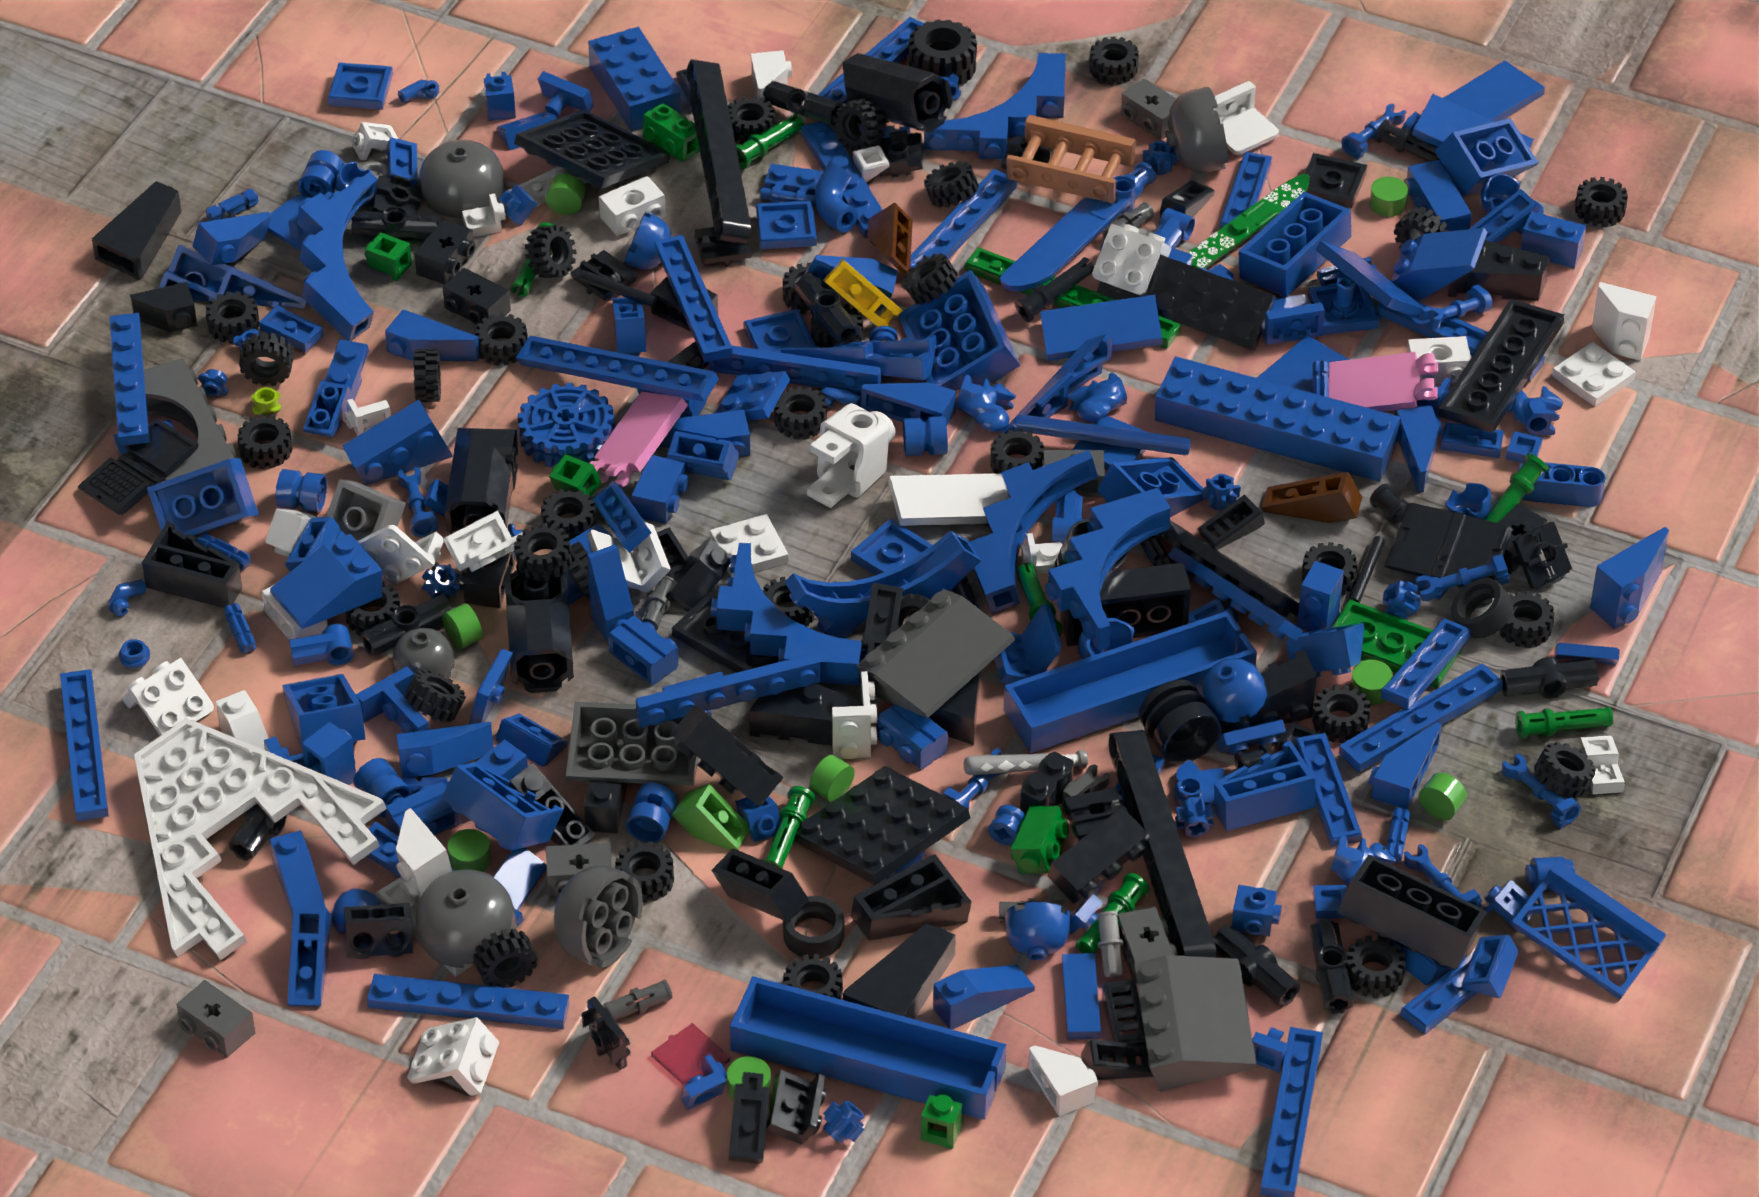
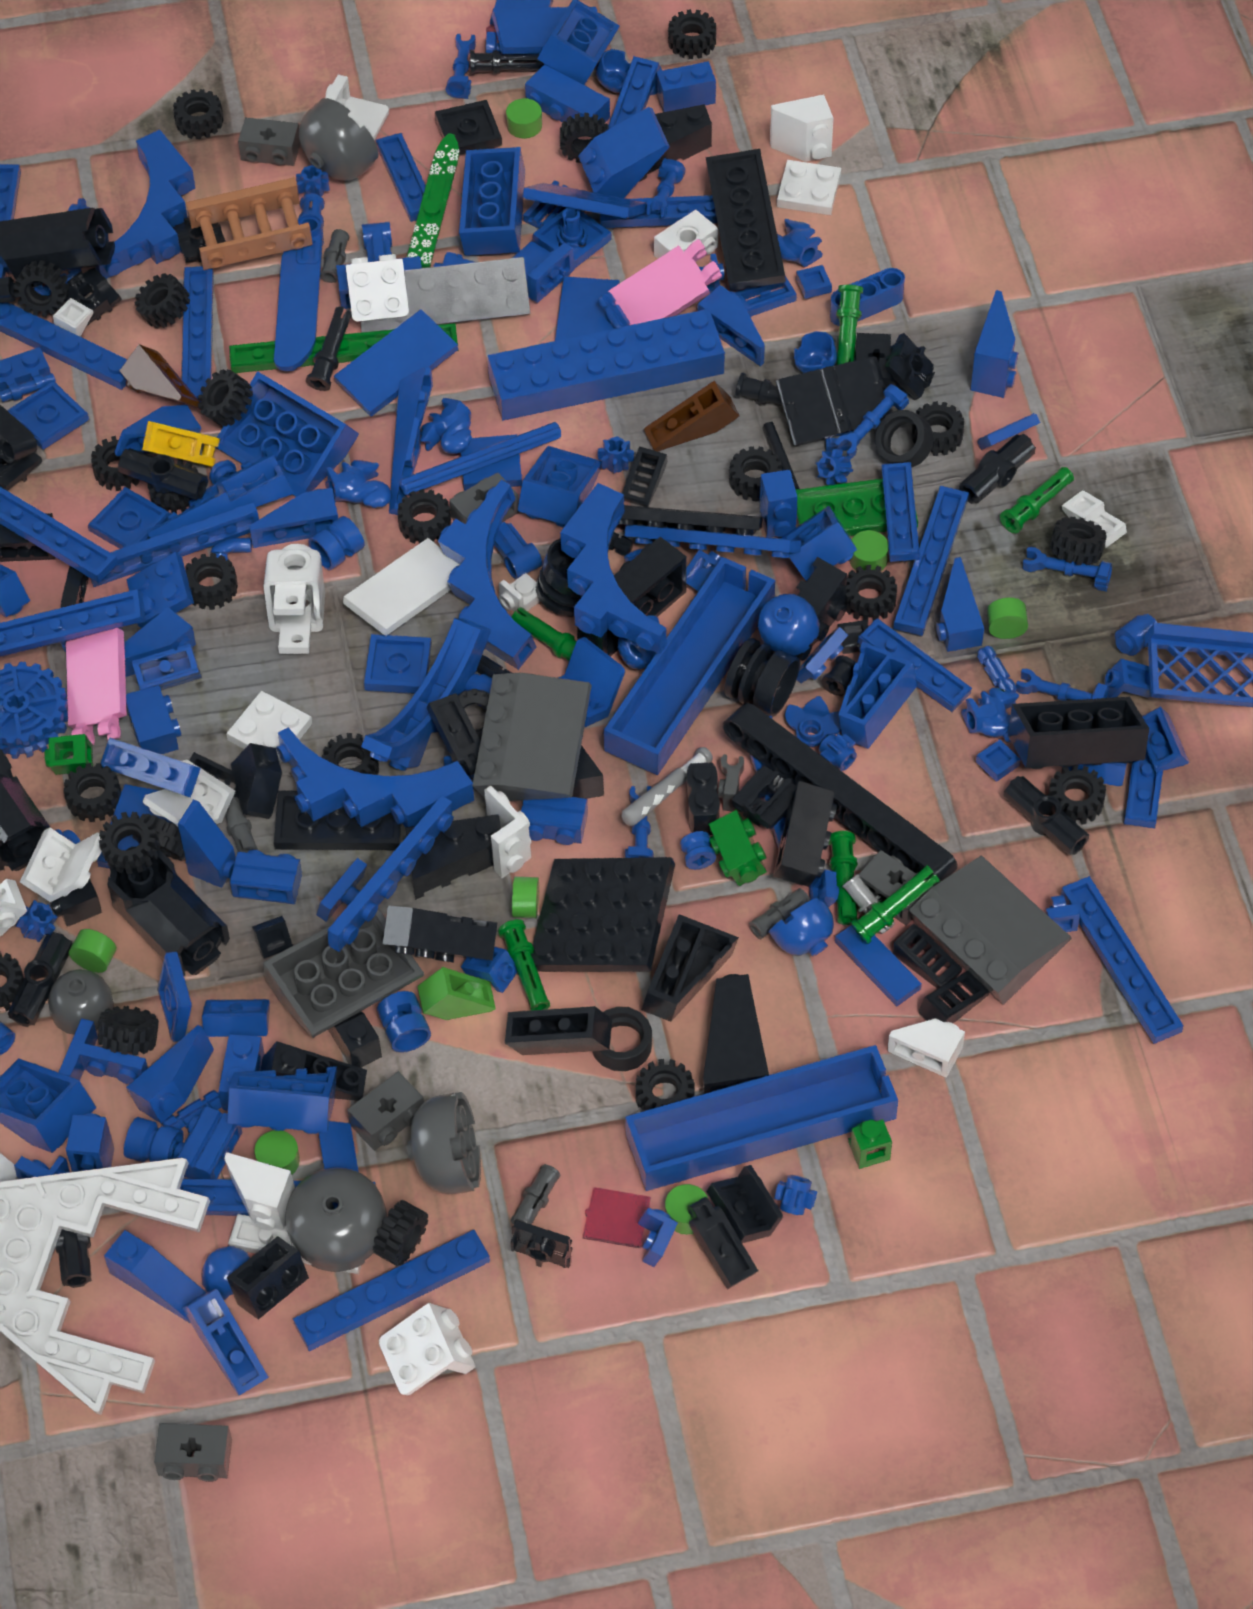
camera: 35 degrees left, 10 degrees up
(608, 690) = (272, 937): none -> black tile
(650, 858) = (440, 1061): black tyre -> none
(829, 198) = (67, 370): blue cylinder -> none
(944, 49) = (50, 181): black tyre -> none
(978, 992) = (800, 1012): blue slope -> none
(1111, 953) = (883, 913): none -> green pin
(1184, 201) = (364, 211): black slope -> none
(1255, 910) = (953, 804): blue brick -> none
(1257, 965) = (993, 848): black piece -> none

